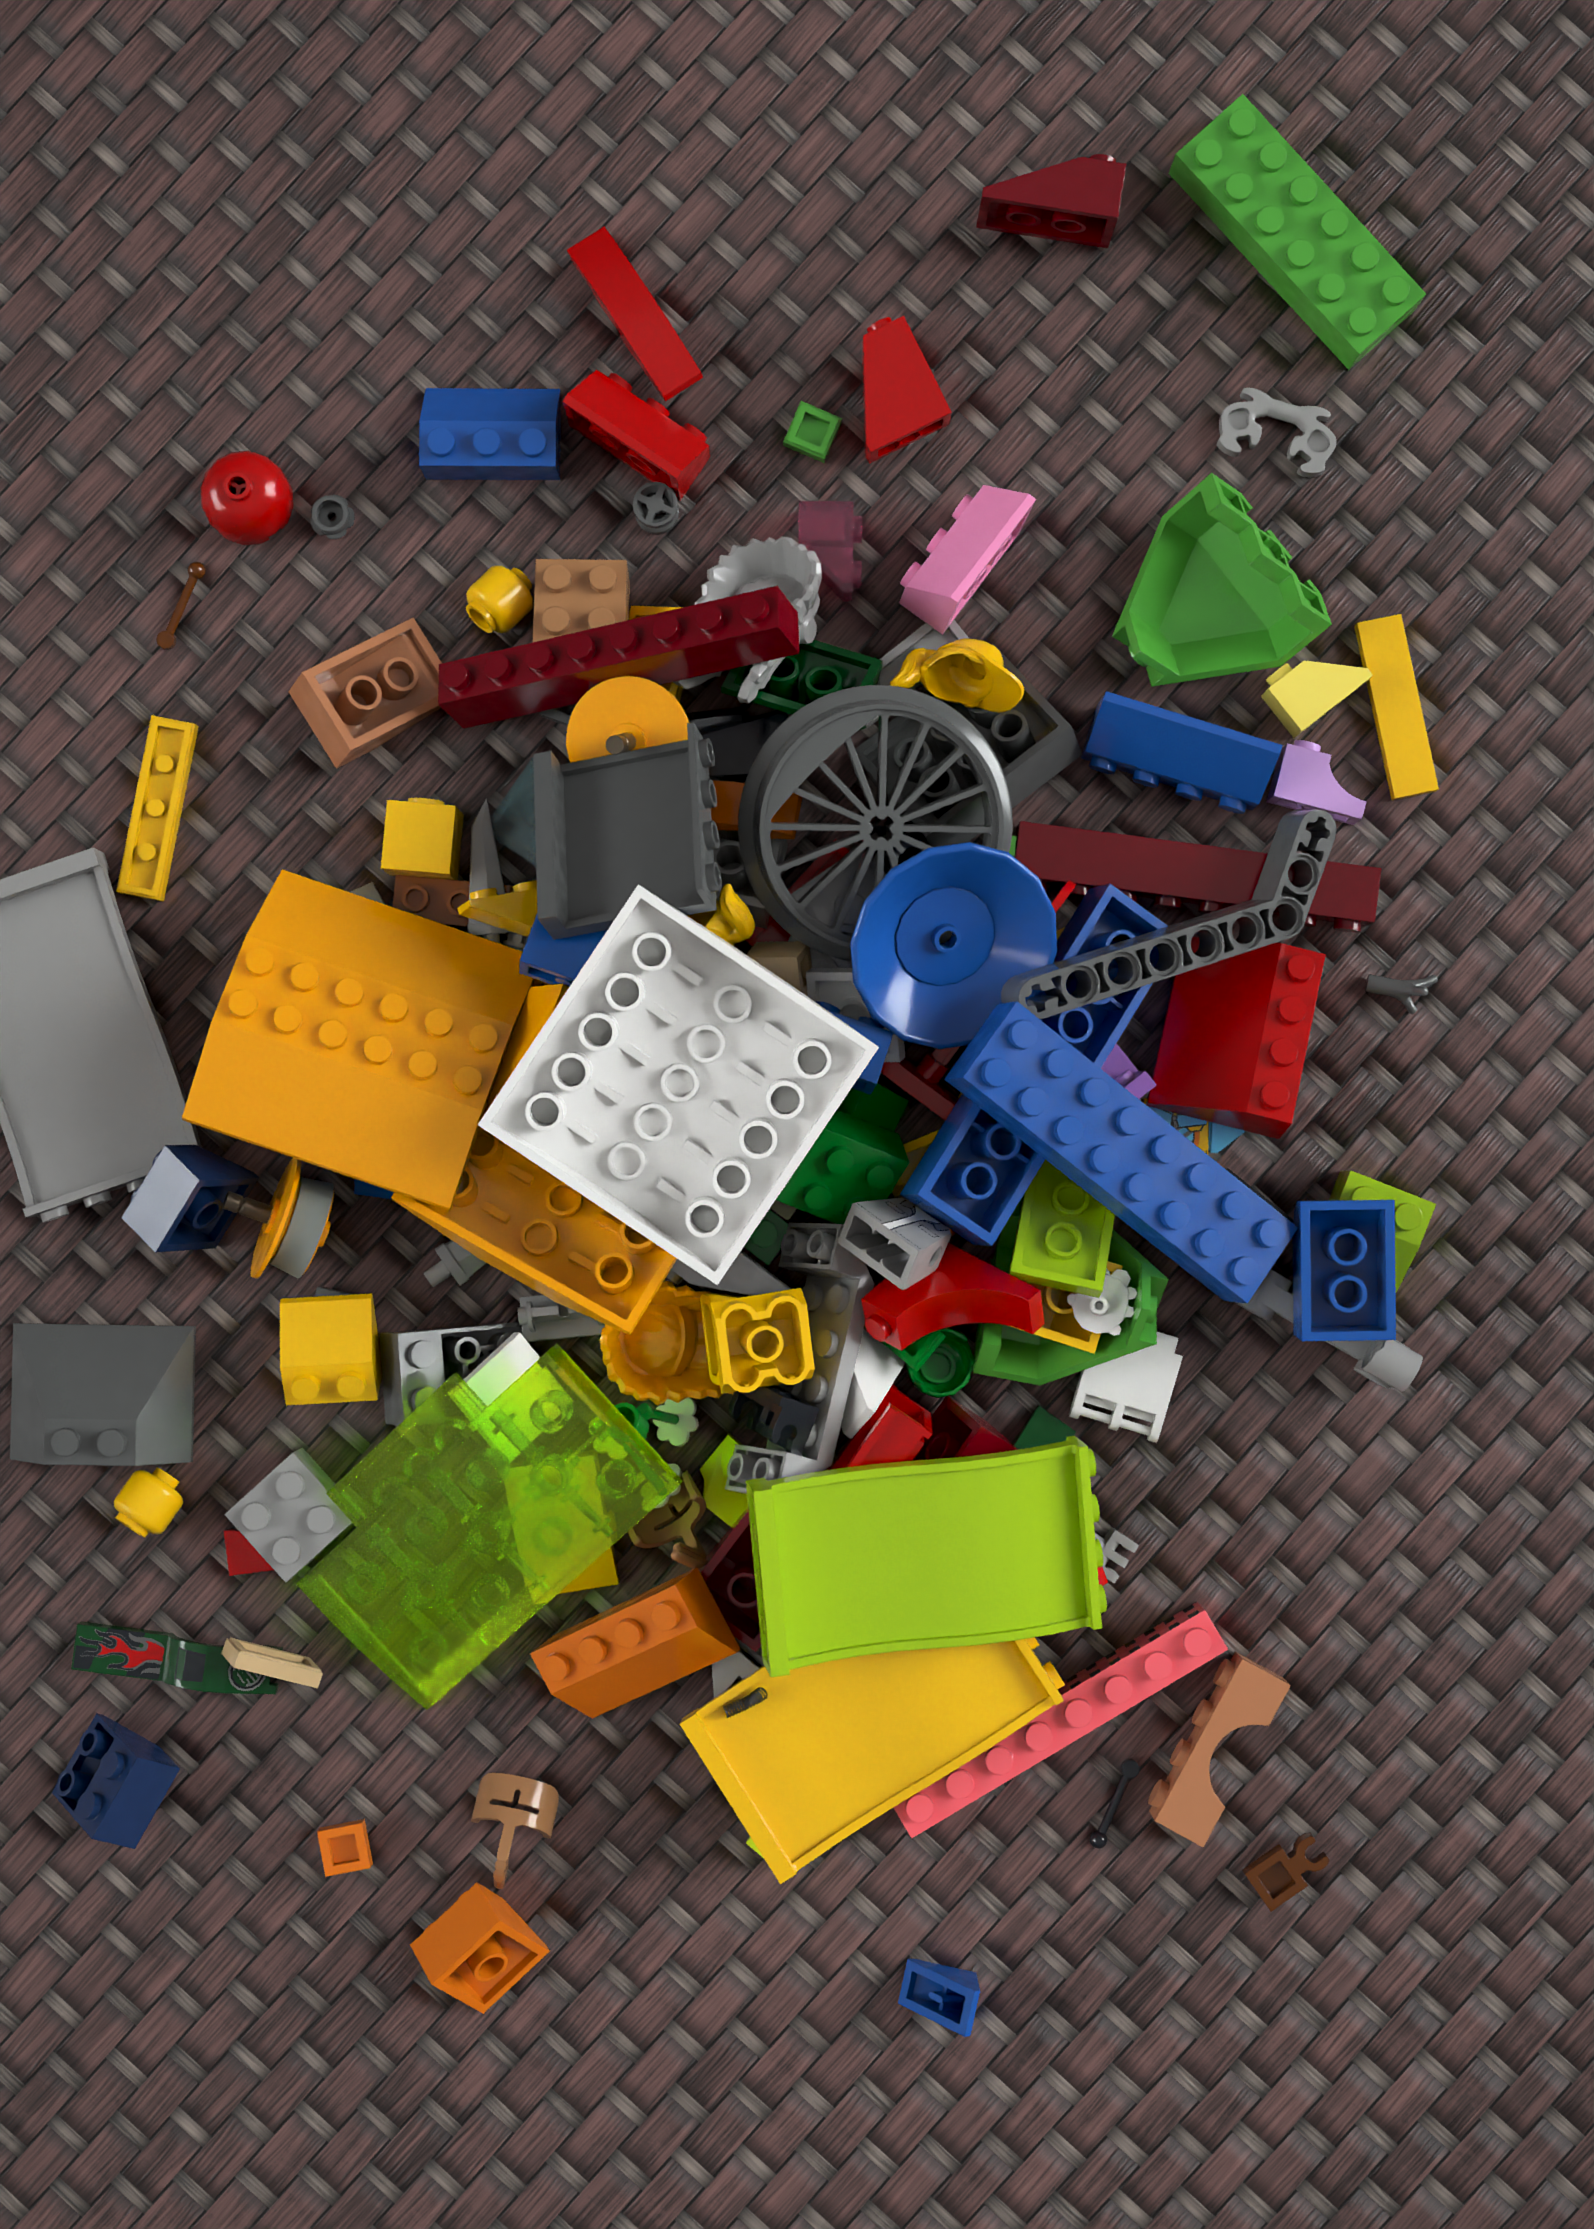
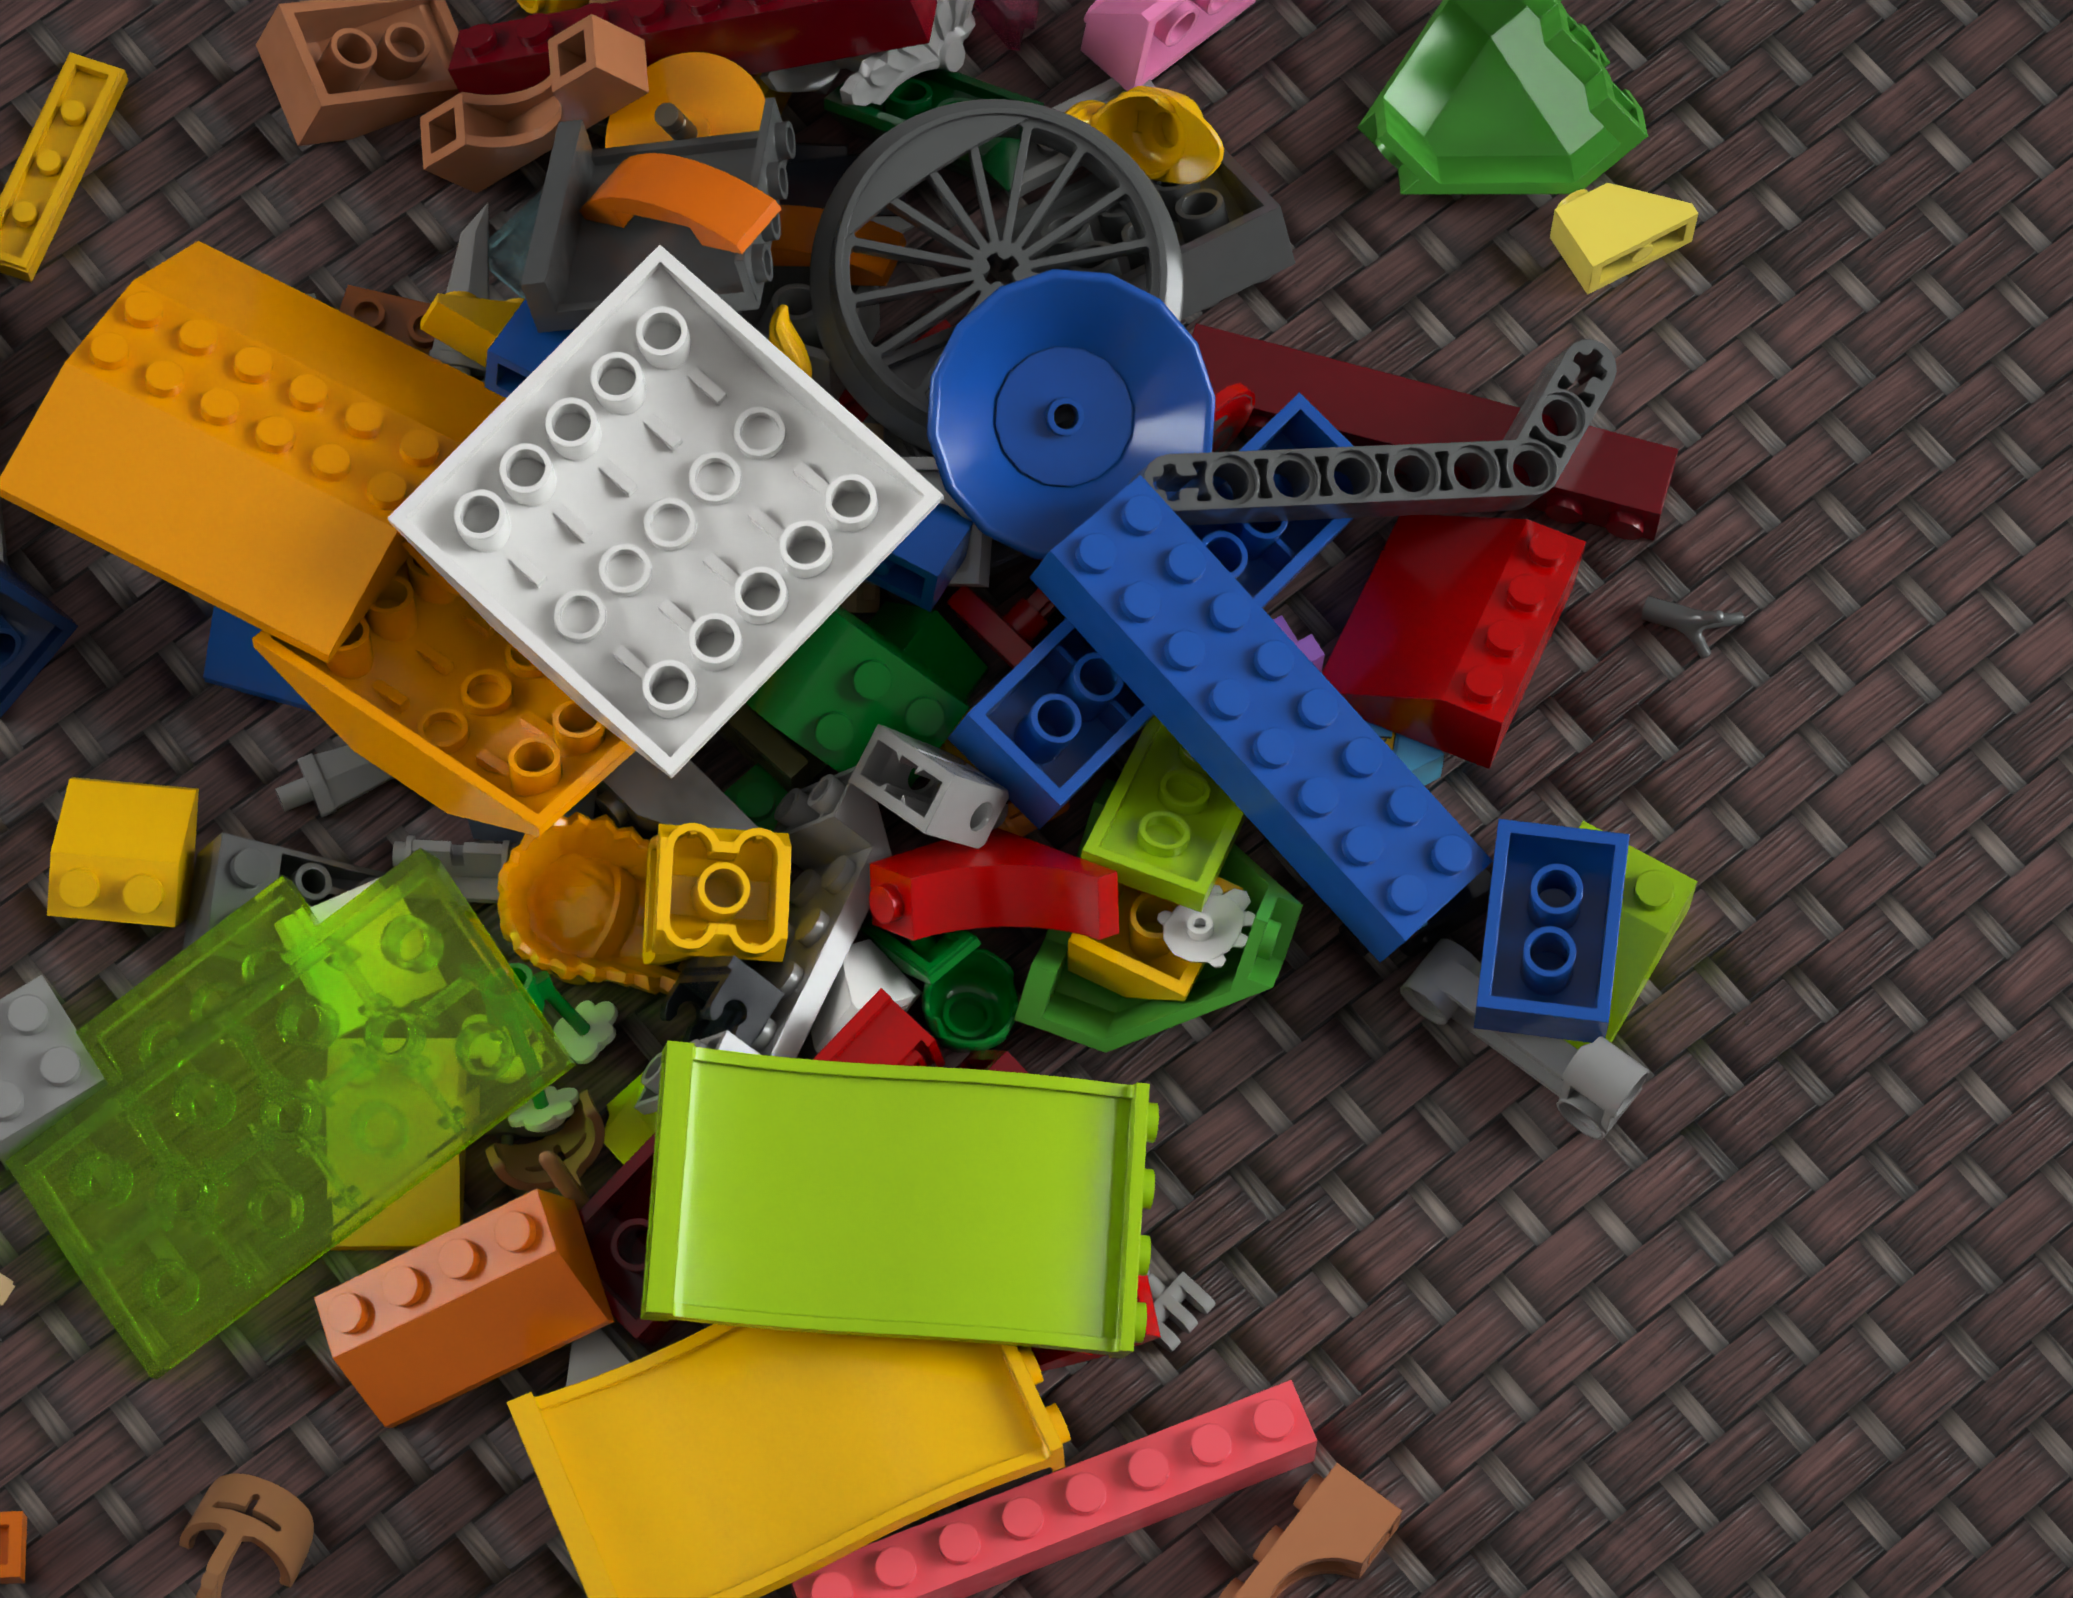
camera: 10 degrees right, 20 degrees down
(291, 1224) = (109, 678): piece -> none
(422, 839) = (392, 238): yellow head -> none
(540, 716) = (488, 137): none -> nougat arch
(643, 831) = (683, 192): none -> orange slope
(753, 1698) = (607, 1397): black leg -> none
(1132, 1386) = (1235, 1073): white plate -> none
(1179, 753) = (1425, 270): blue slope -> none
(1306, 782) = (1600, 315): lavender arch -> none
(1396, 707) = (1730, 273): yellow tile -> none

